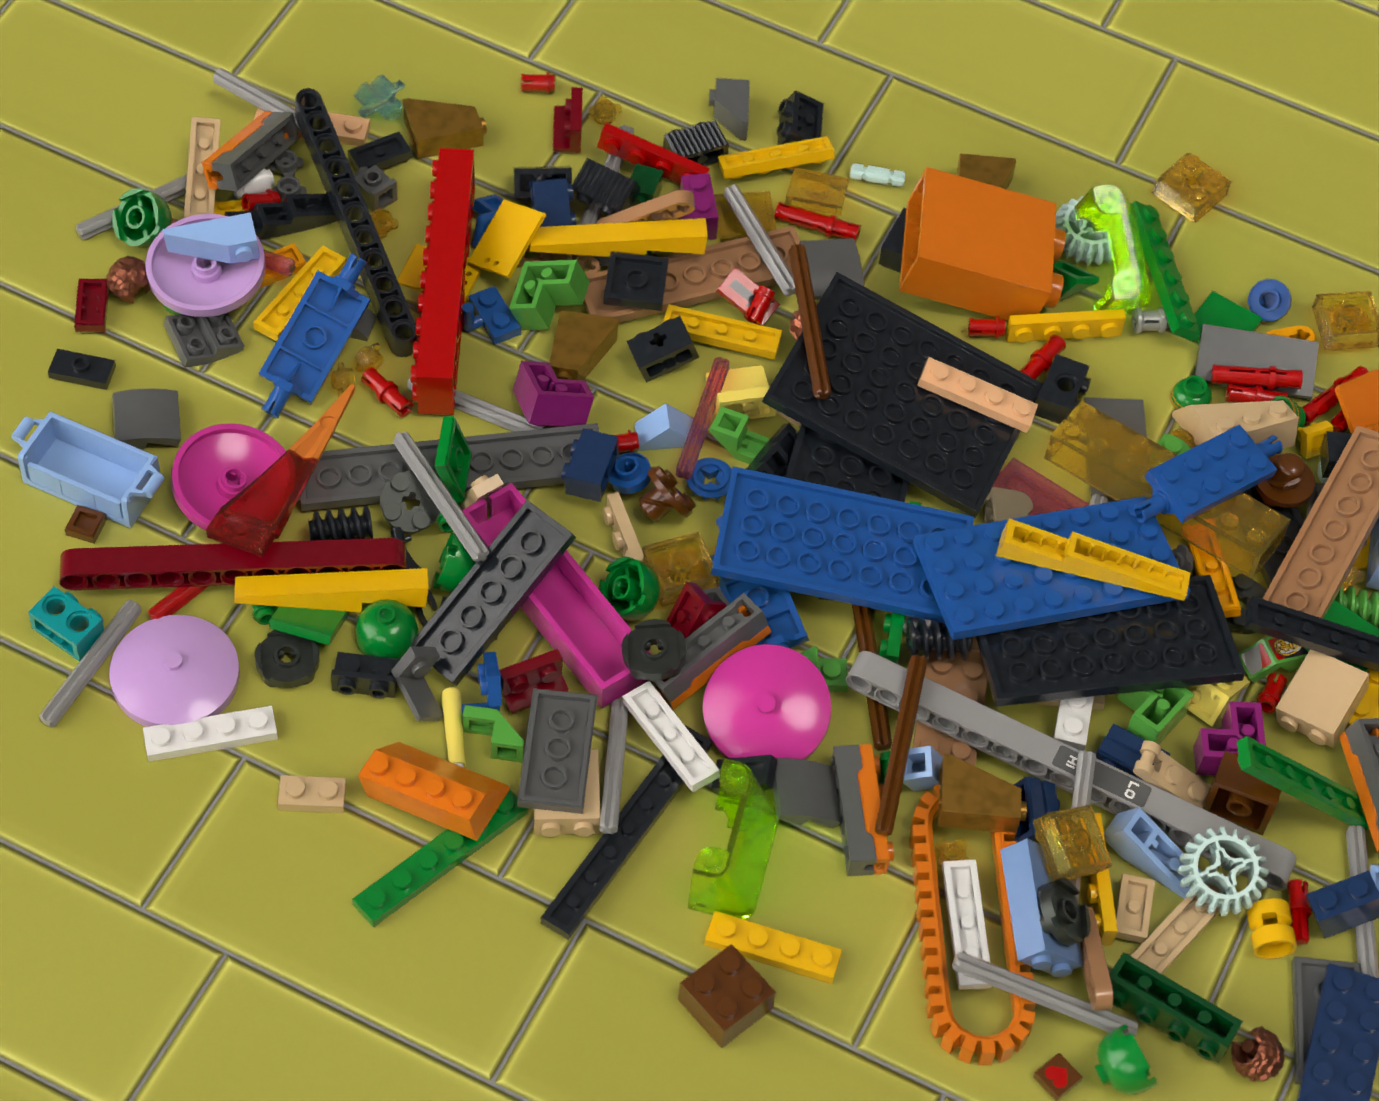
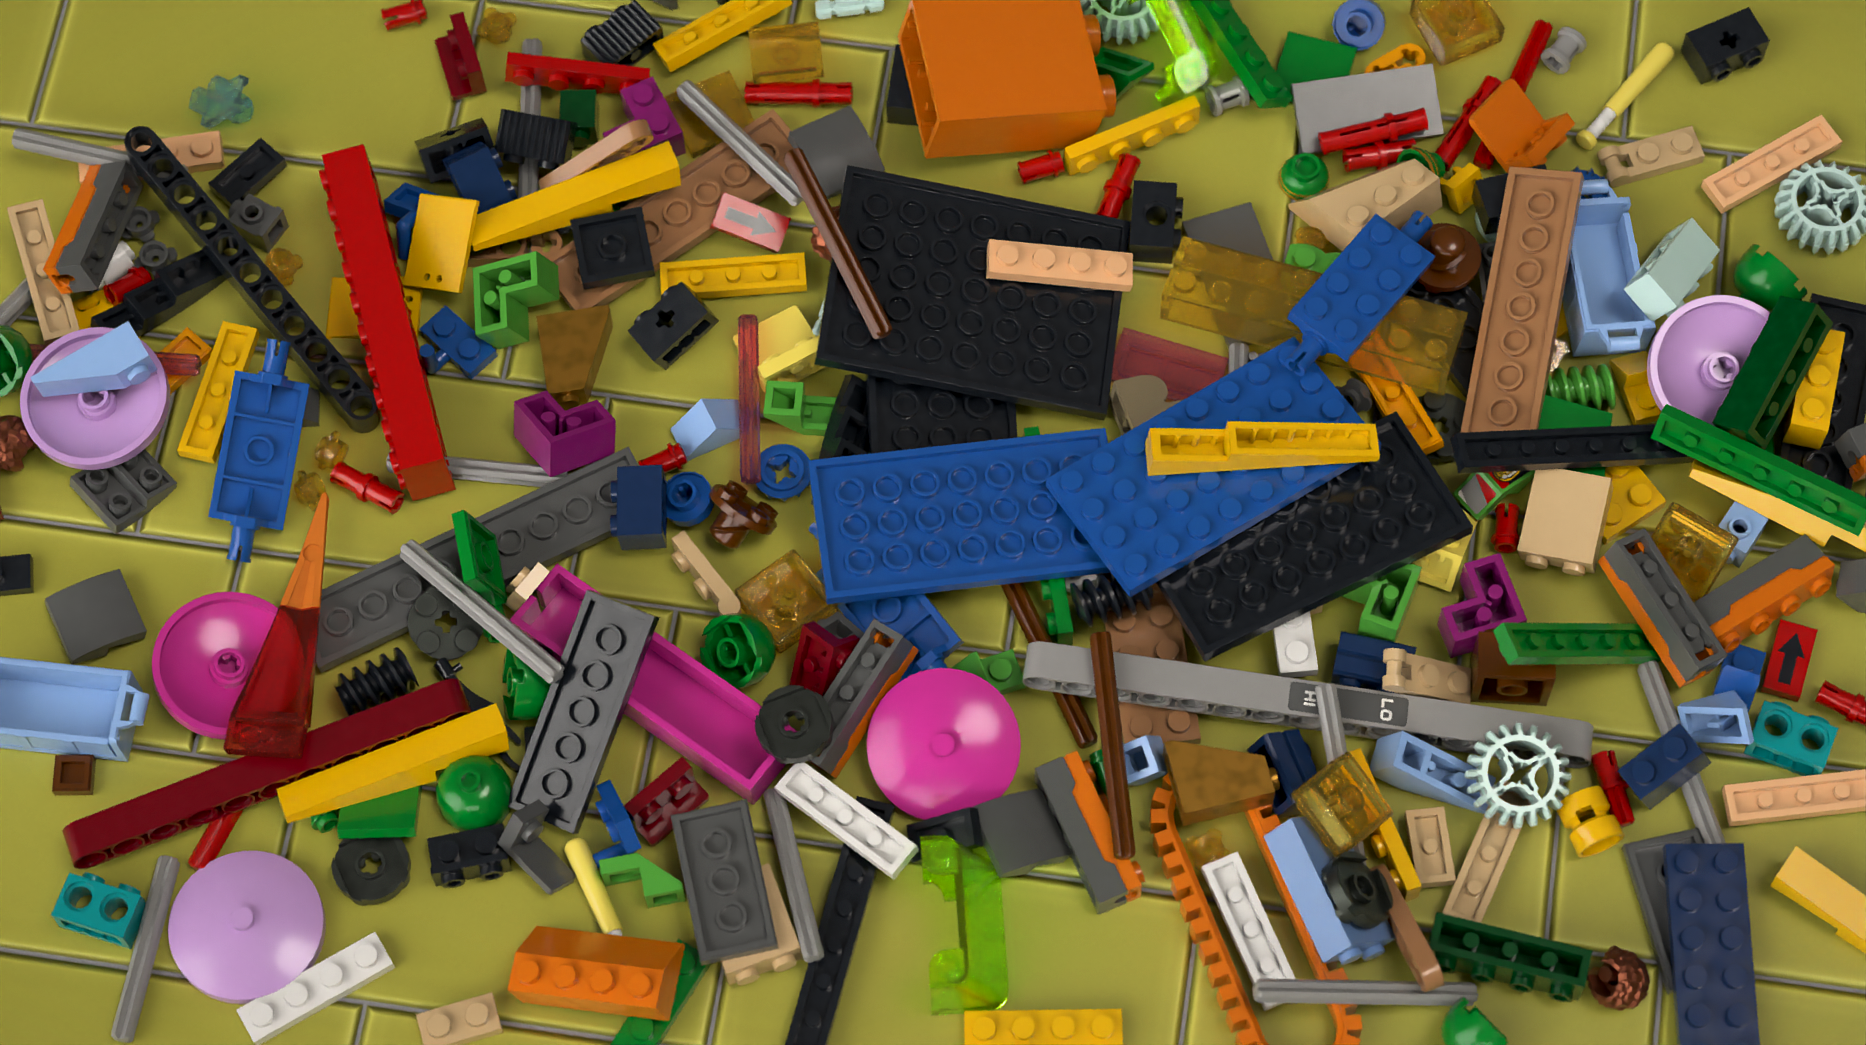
camera: 10 degrees left, 10 degrees up
(442, 125) = (309, 114): pearl gold slope -> none
(760, 304) = (768, 230): red pin -> none

